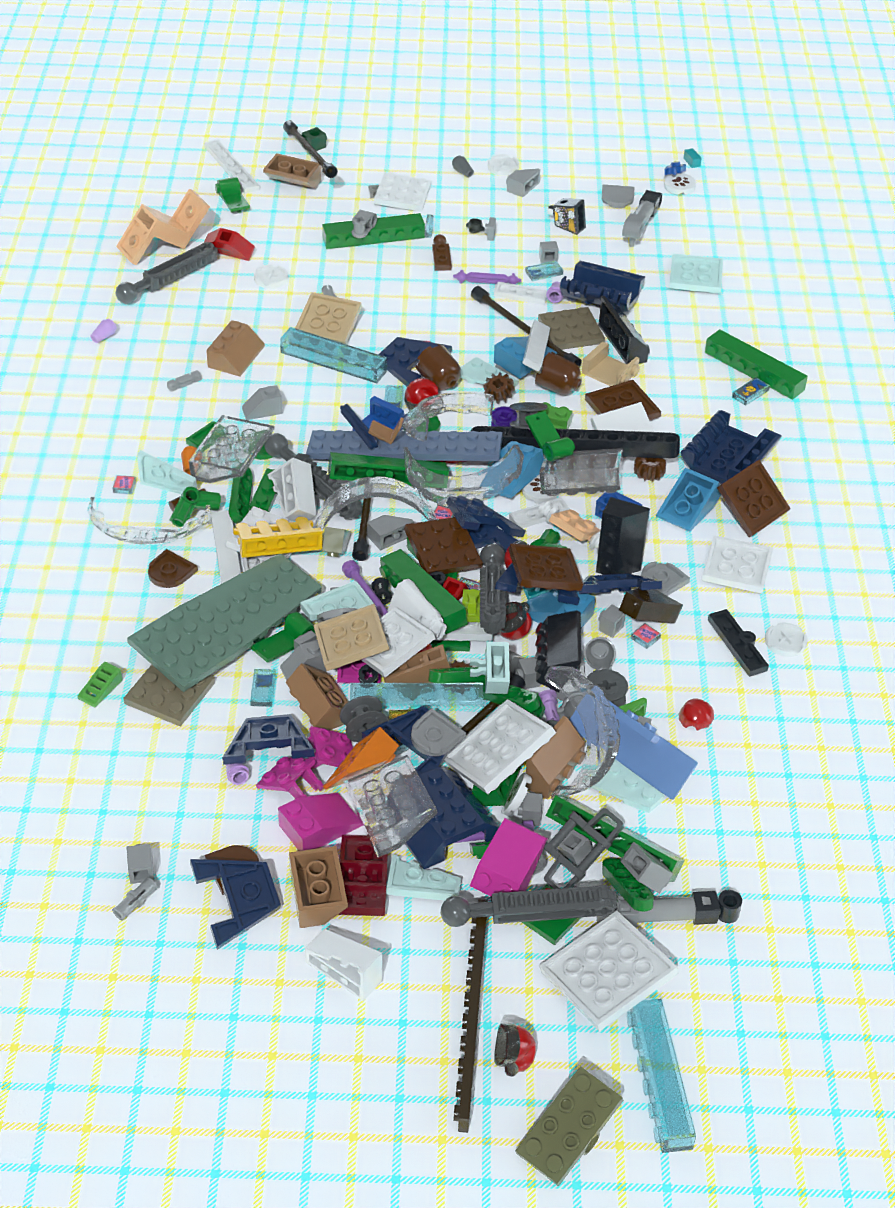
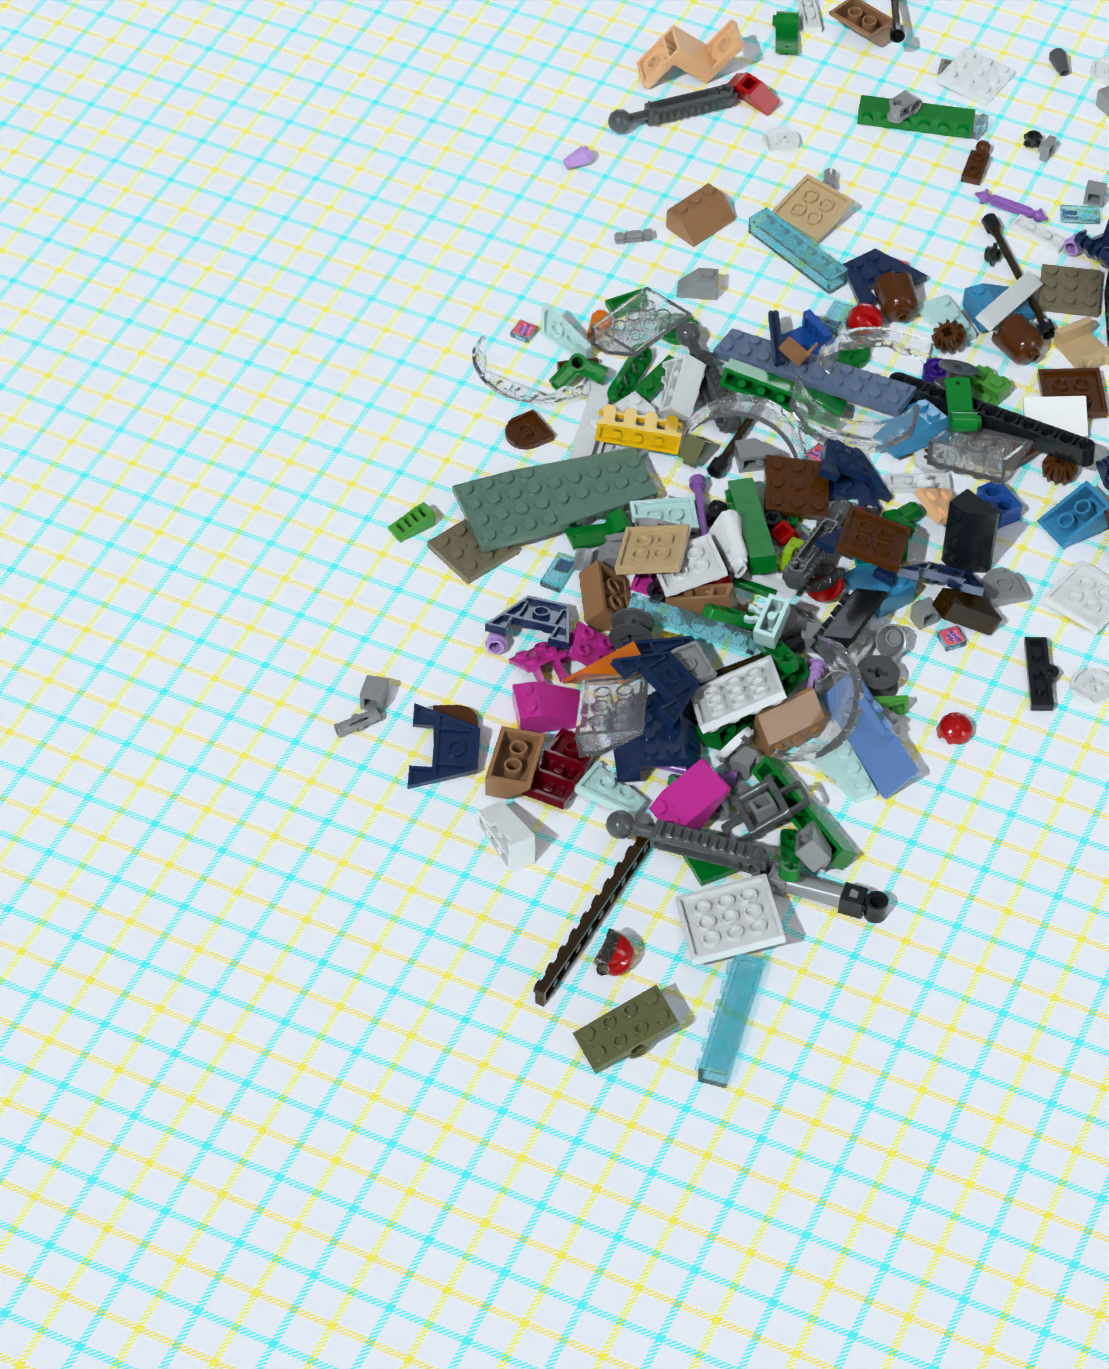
camera: 25 degrees right, 5 degrees up
(283, 667) = (583, 558): none -> light grey plate
(429, 752) = (666, 676): none -> dark blue wing
(494, 316) = (992, 254): none -> pearl dark grey plate

